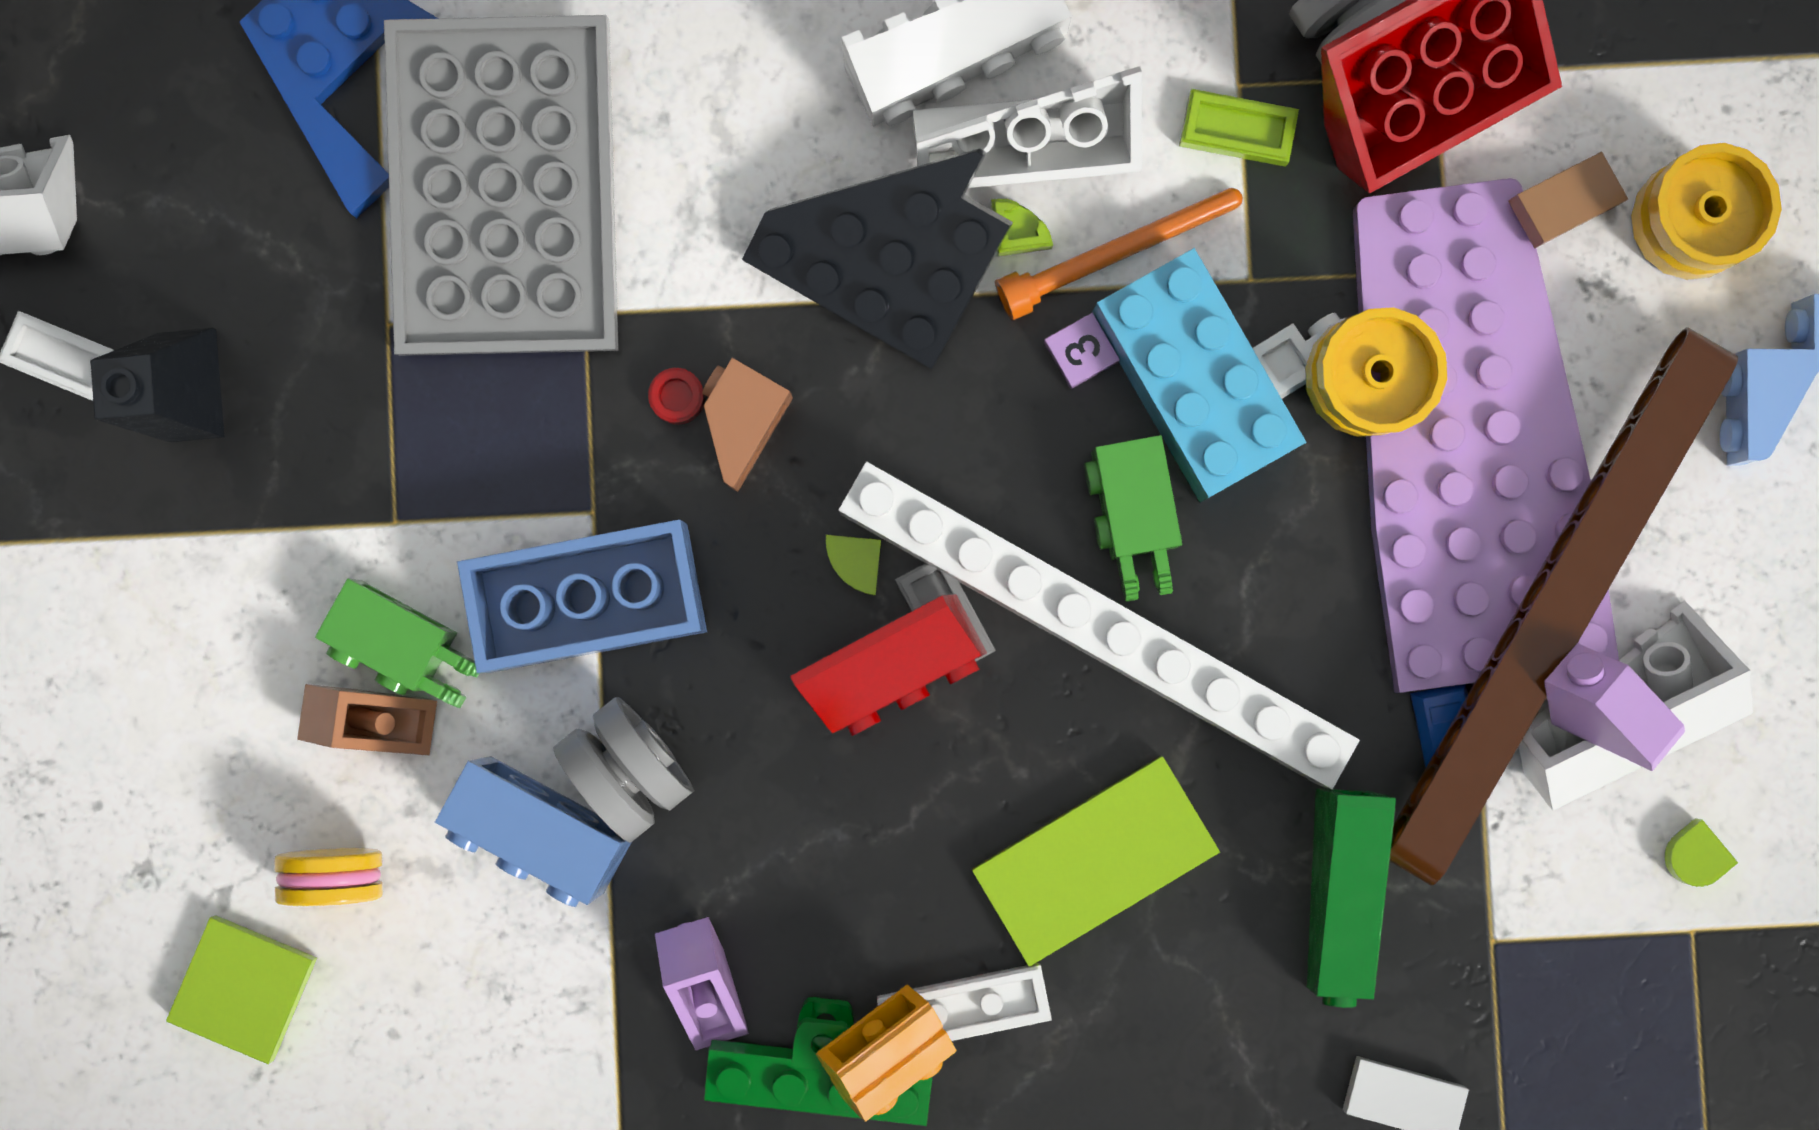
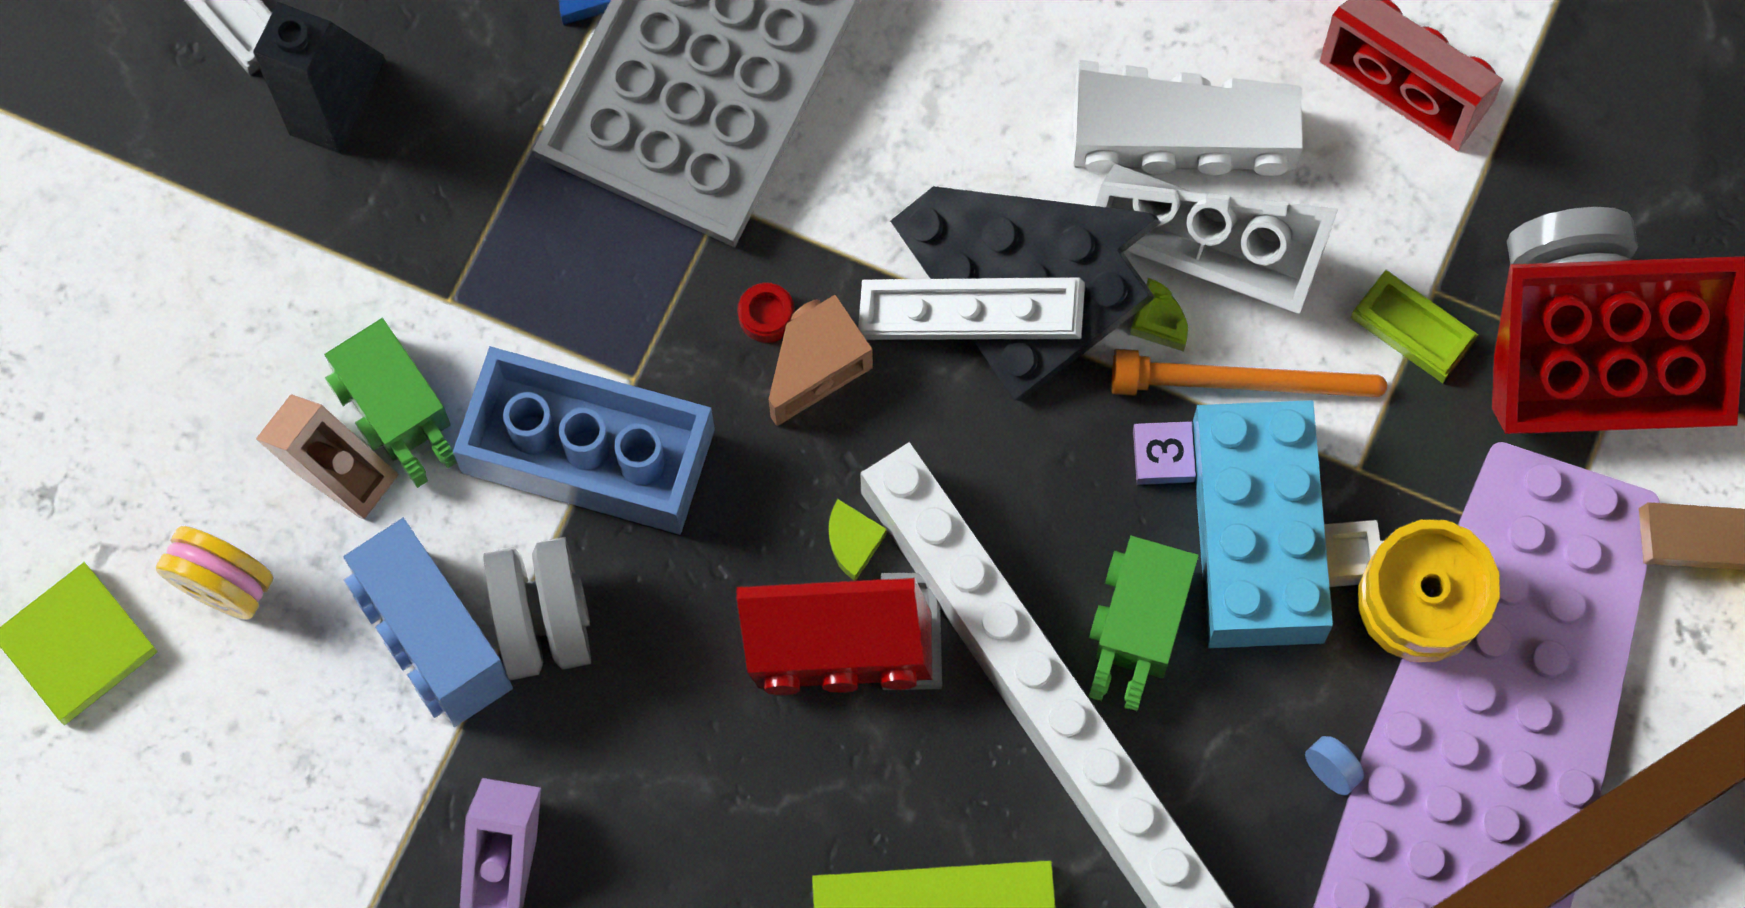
camera: 25 degrees right, 15 degrees down
(857, 309) = (972, 308): none -> white tile
(1358, 555) = (1335, 765): none -> medium blue tile

